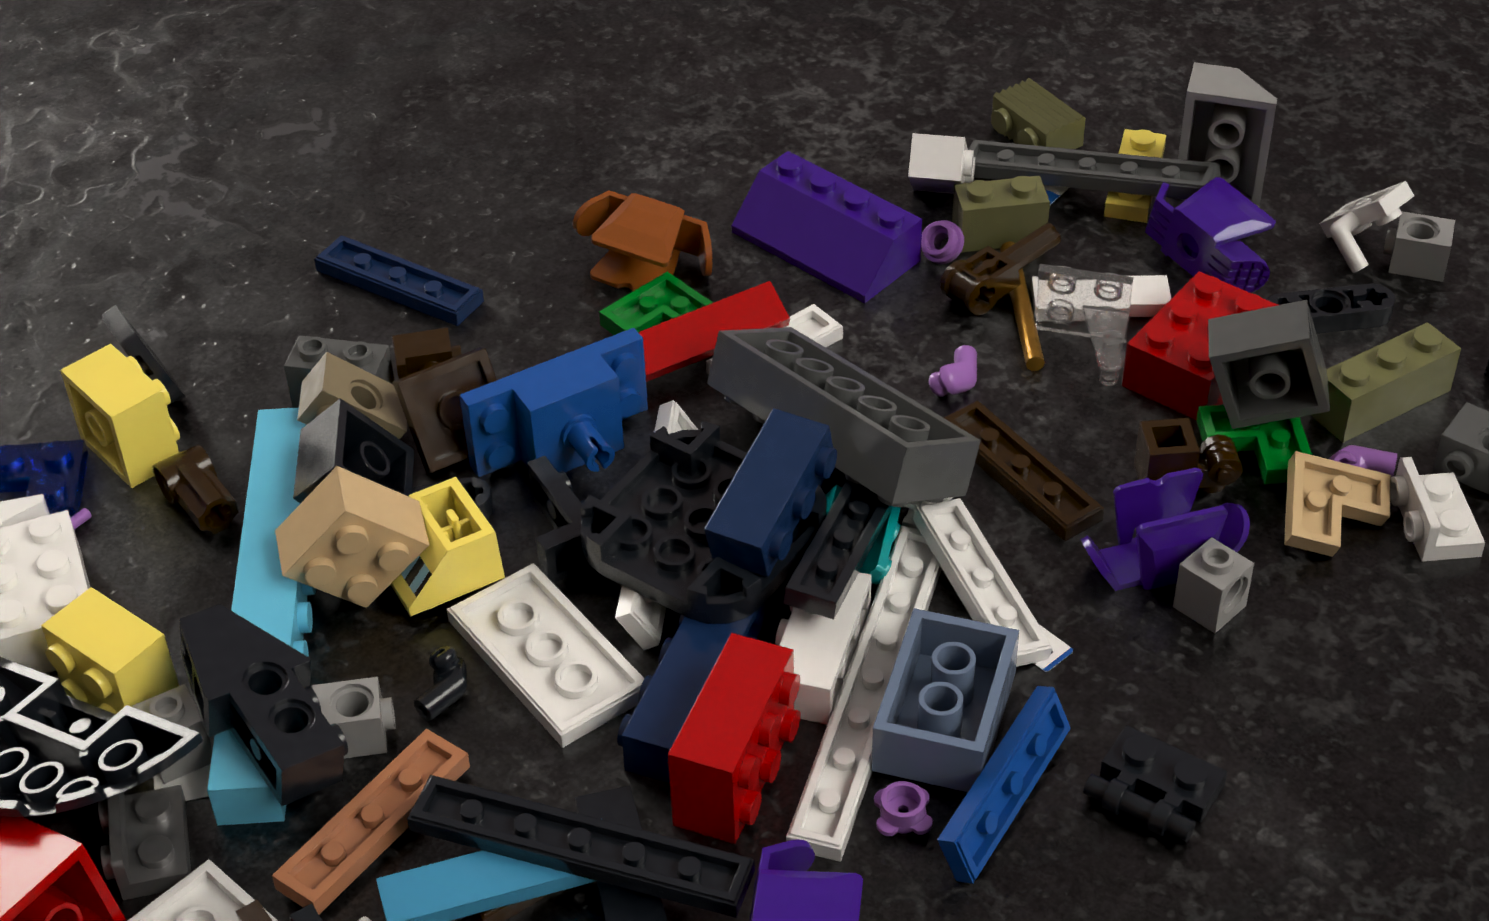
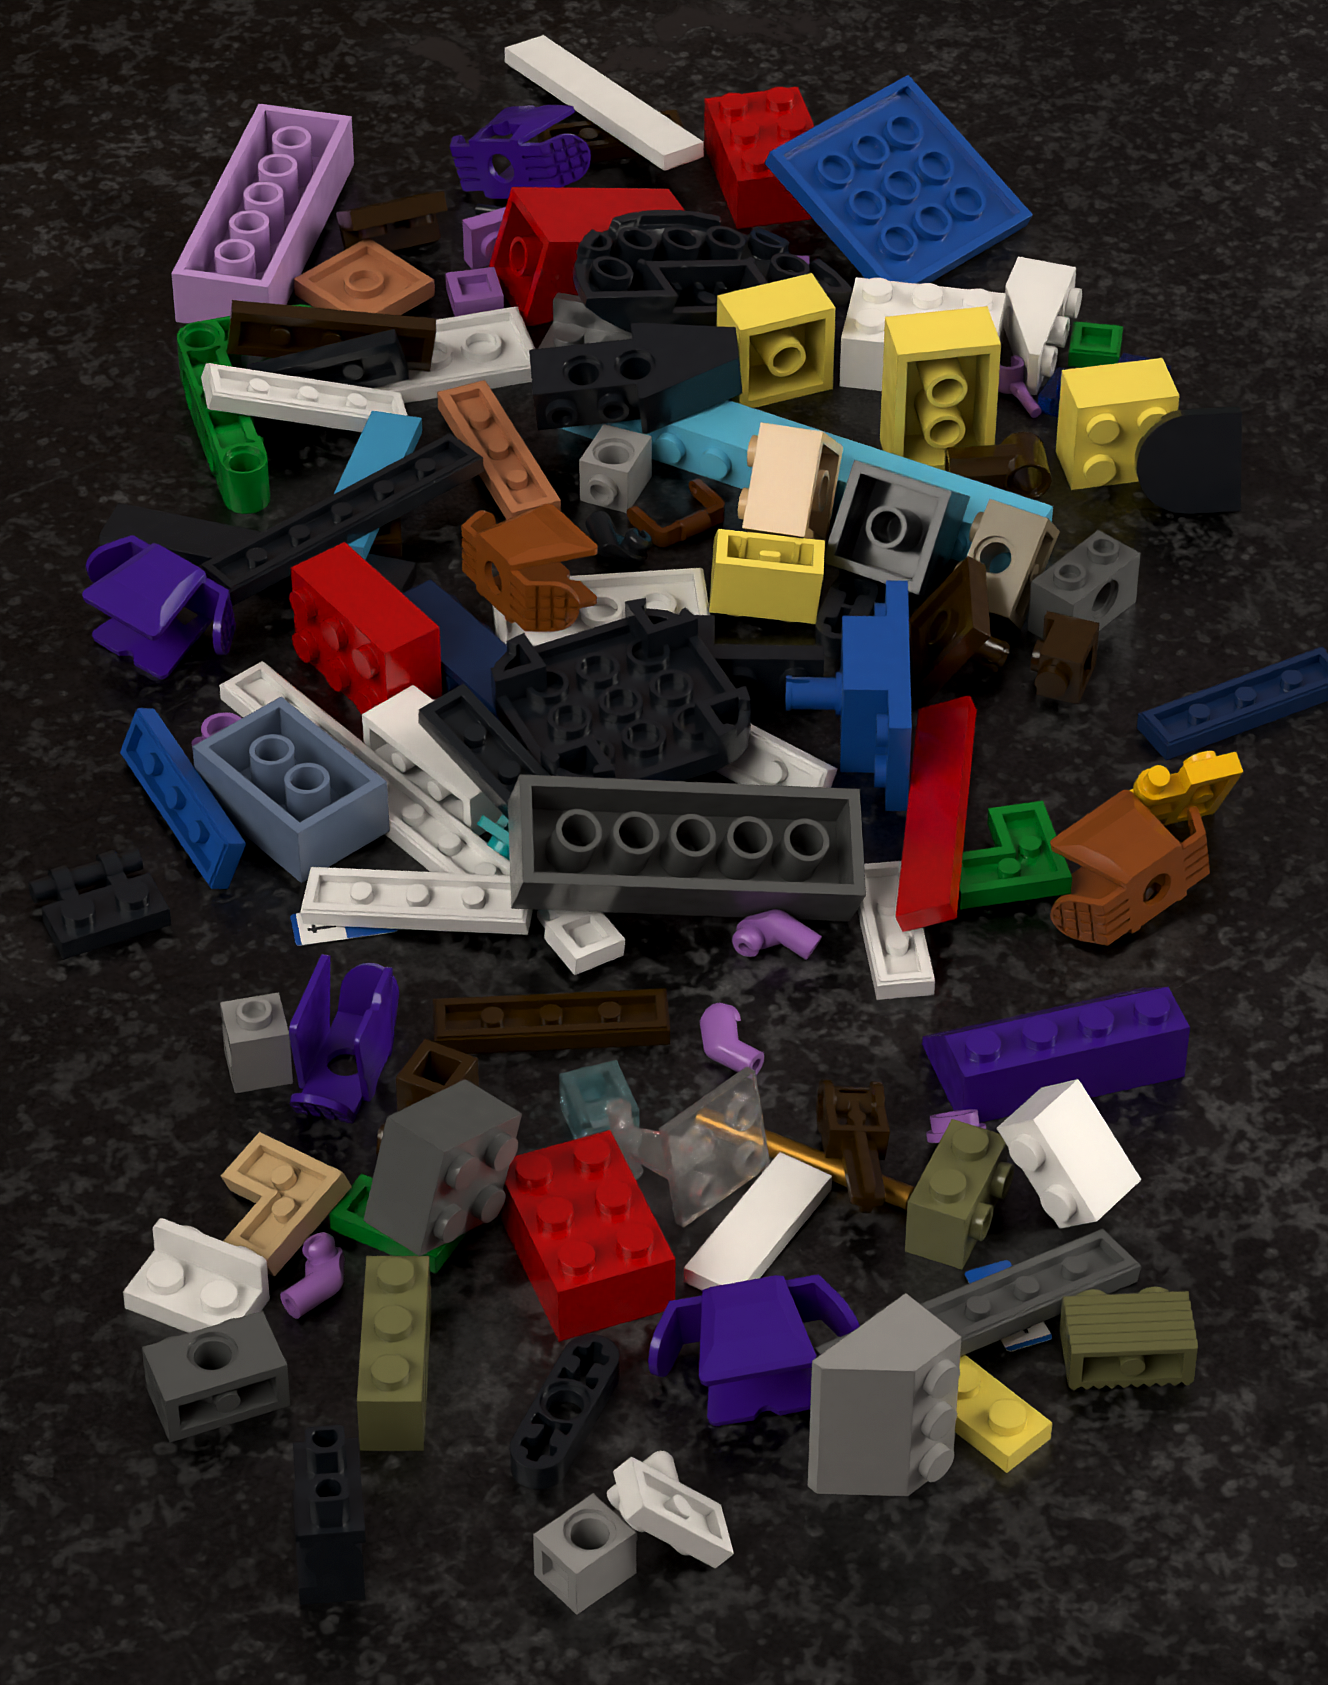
camera: 120 degrees right, 0 degrees up
(159, 501) = (939, 383): none -> light yellow brick
(378, 649) = (687, 526): none -> reddish brown piece
(544, 232) = (1200, 783): none -> yellow plate
(557, 660) = (528, 554): none -> dark orange piece
(771, 492) = (576, 706): dark blue brick -> none
(1083, 399) = (587, 1093): none -> clear light blue brick

